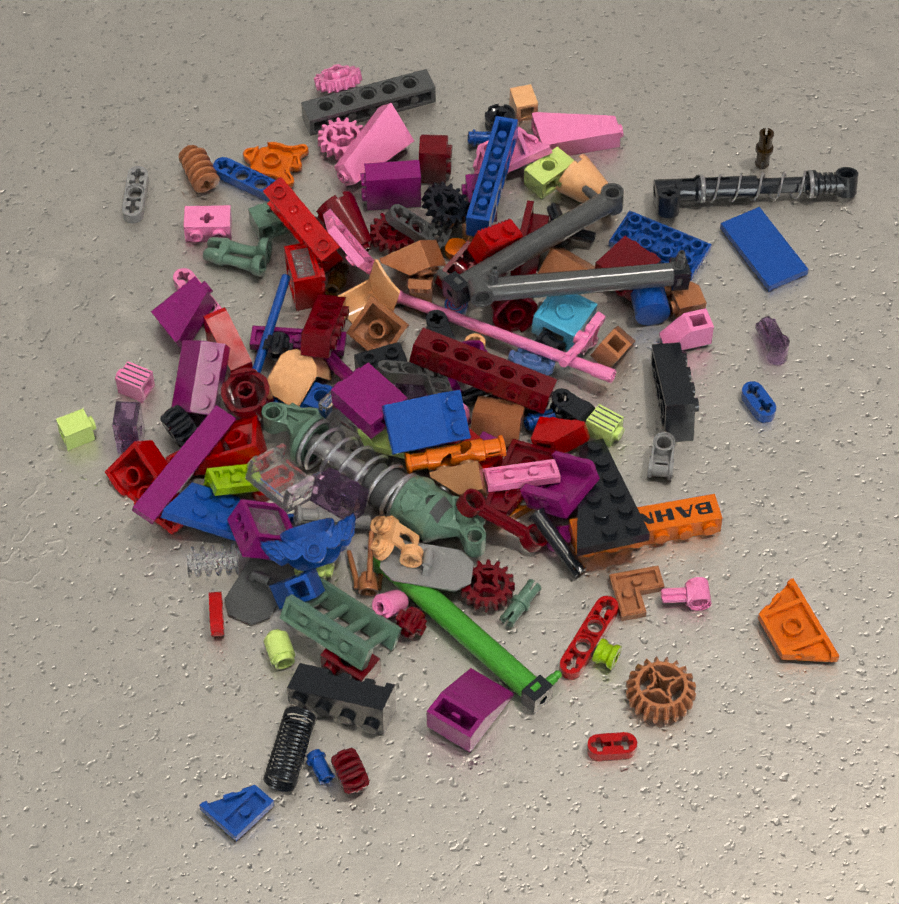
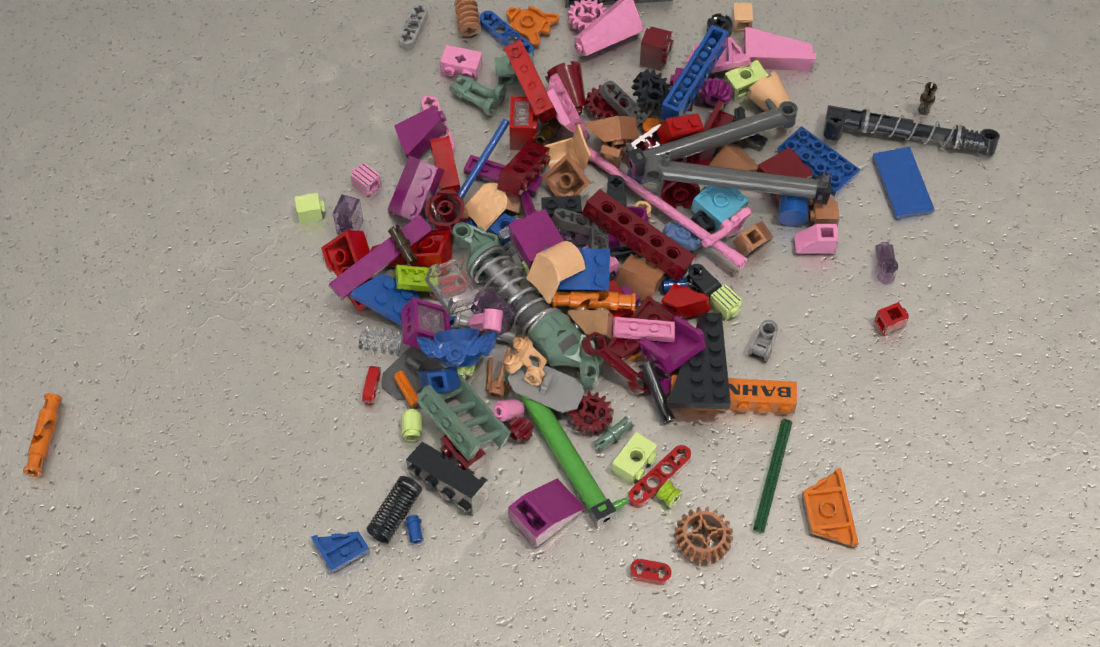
camera: 15 degrees right, 5 degrees up
(178, 424) = (385, 220): black gear -> none
(208, 443) = (403, 245): none -> dark brown pin
(260, 609) = (406, 388): none -> orange axle
(277, 344) = (483, 175): black gear -> none
(339, 506) = (488, 321): none -> bright pink piece
(350, 770) = (435, 539): dark red gear -> none
(391, 184) = (614, 63): magenta brick -> none
(400, 424) = (553, 266): none -> light nougat piece
(477, 137) = (695, 38): blue pin -> none
(519, 190) = (716, 90): none -> magenta gear
(554, 610) = (639, 448): none -> yellowish green brick
(630, 587) = (706, 441): nougat tile -> none
(674, 390) = (791, 286): black wedge -> none
(694, 593) = (756, 461): bright pink axle -> none
(718, 606) = (772, 476): none -> clear green axle
(754, 403) = (862, 310): blue beam -> none
(798, 400) = (891, 318): none -> red brick

